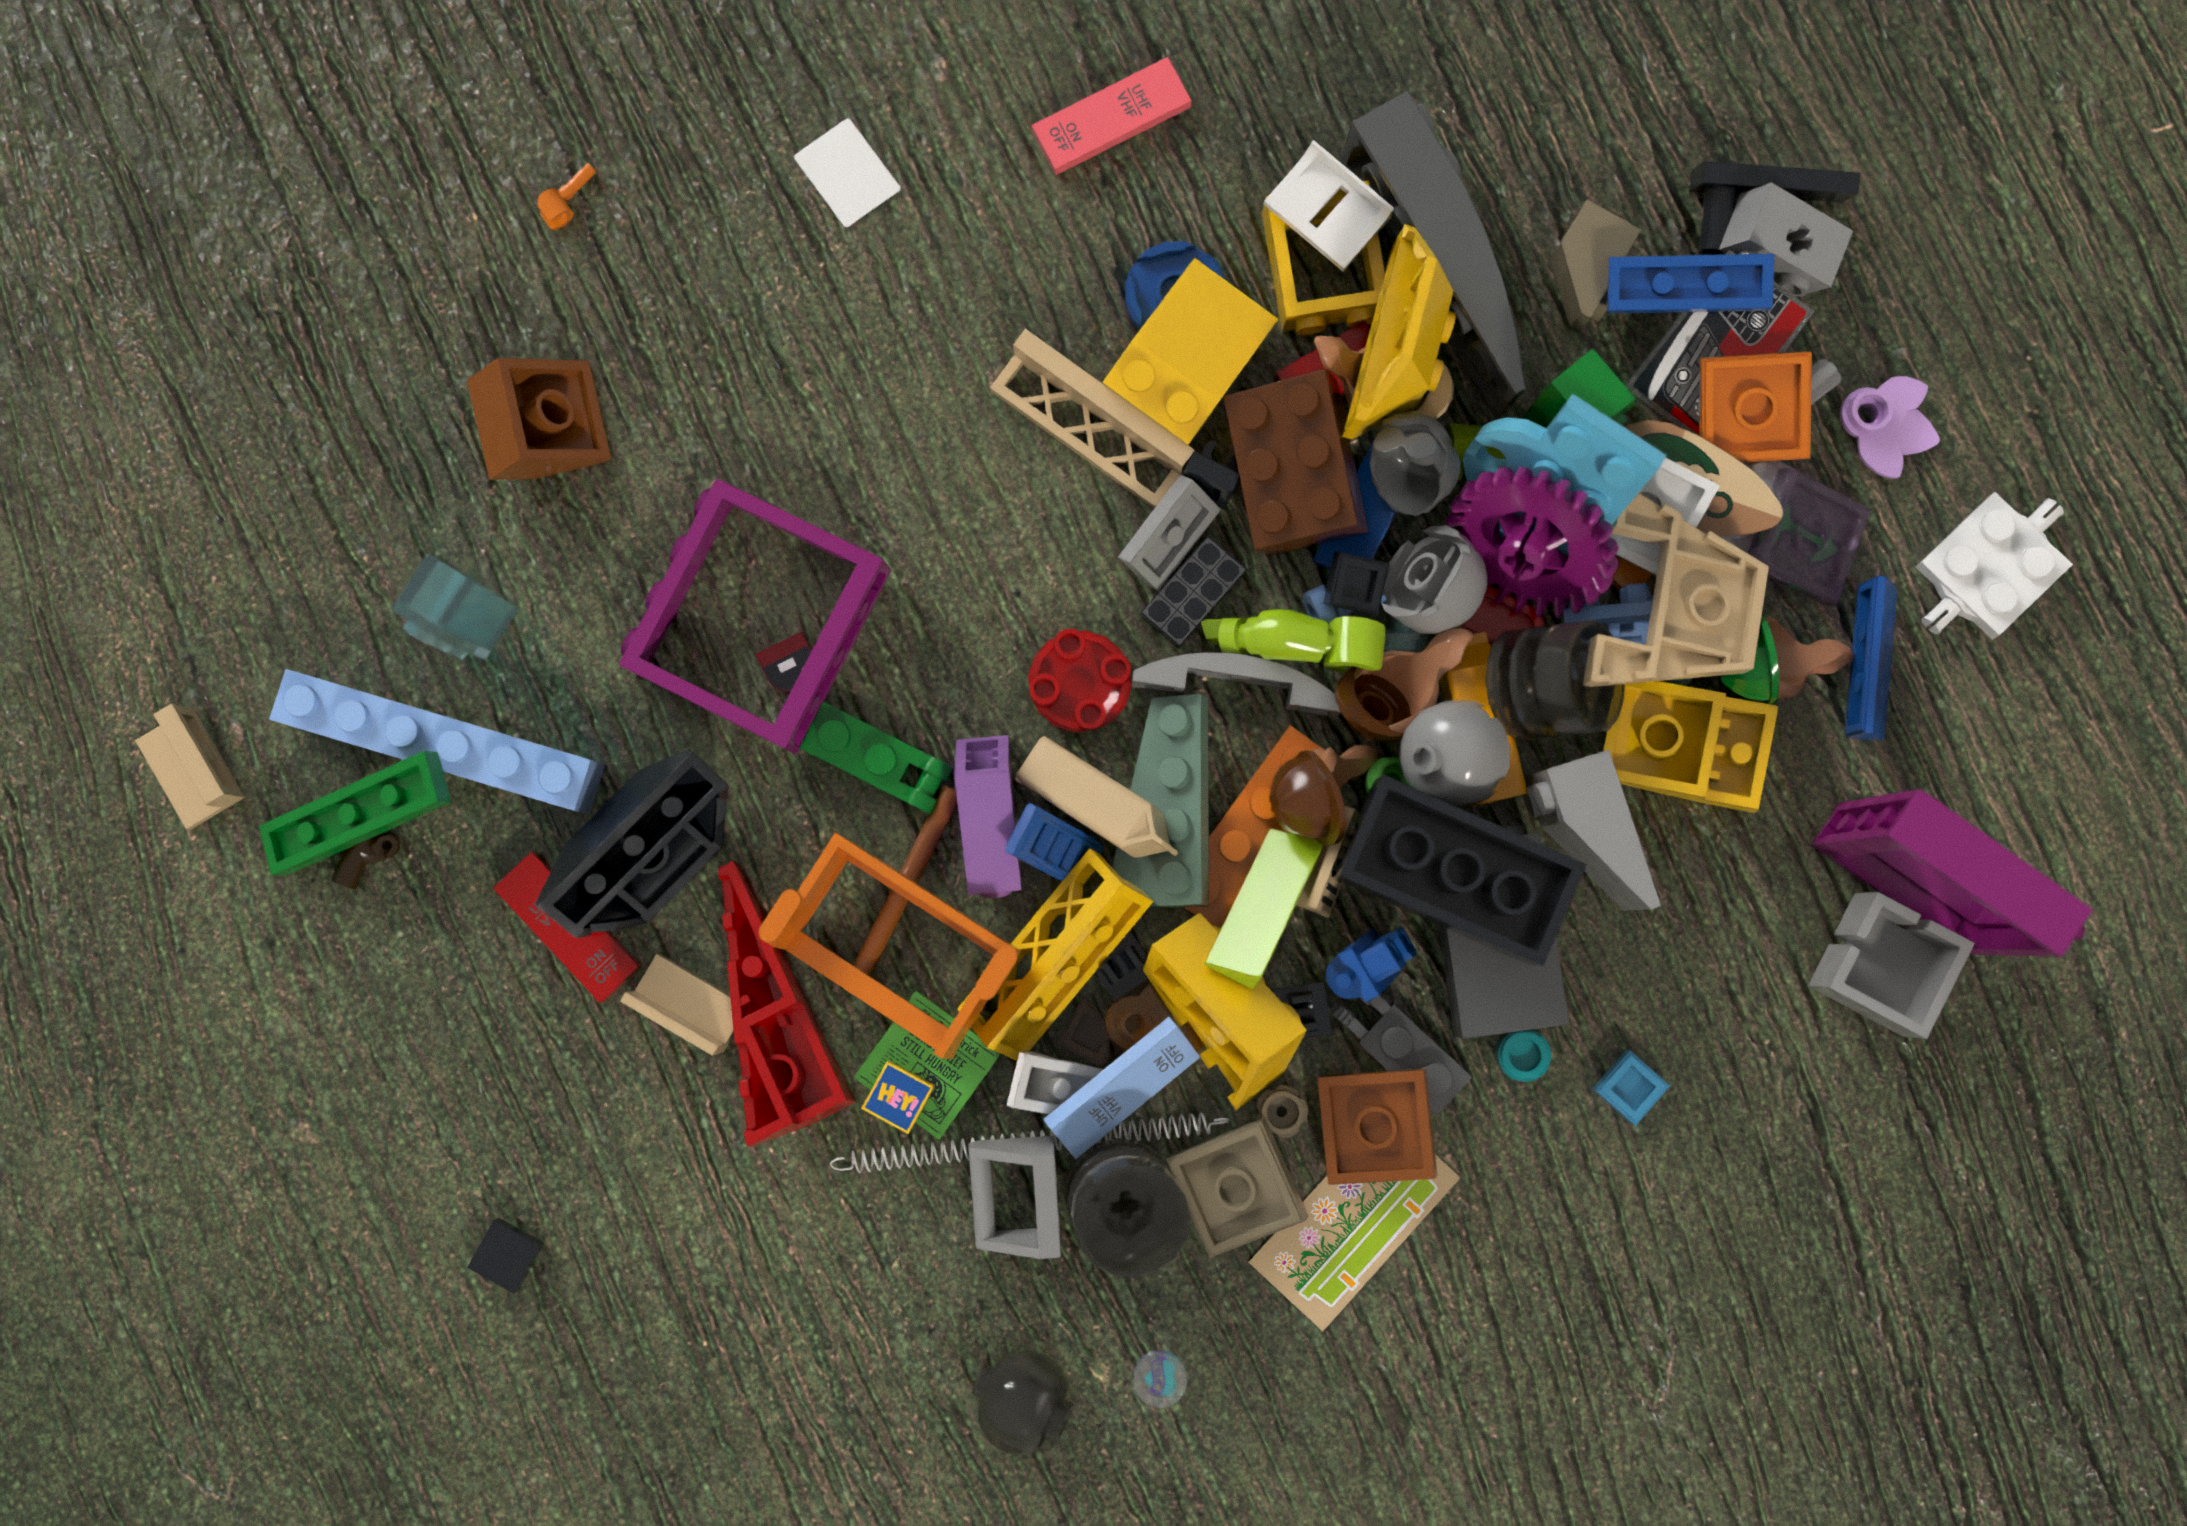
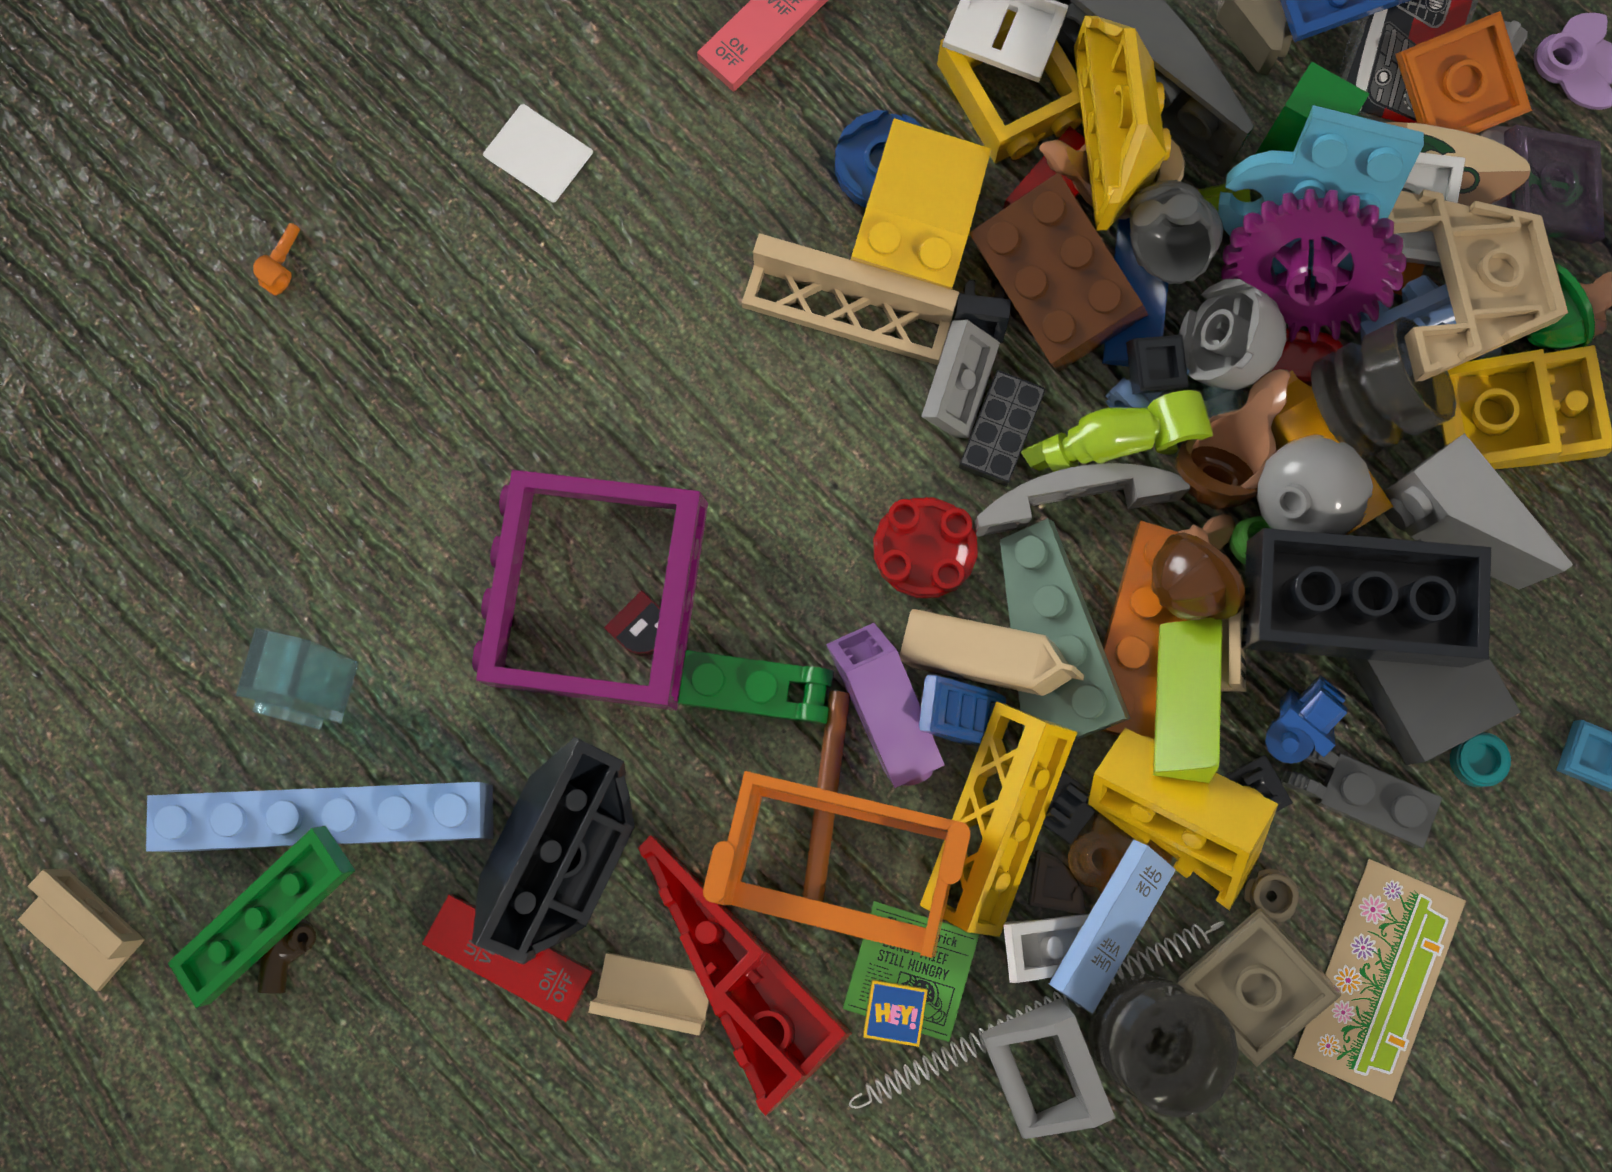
camera: 15 degrees left, 5 degrees down
(537, 417) = (318, 472): dark orange slope -> none
(1377, 1126) = (1373, 878): dark orange hinge -> none

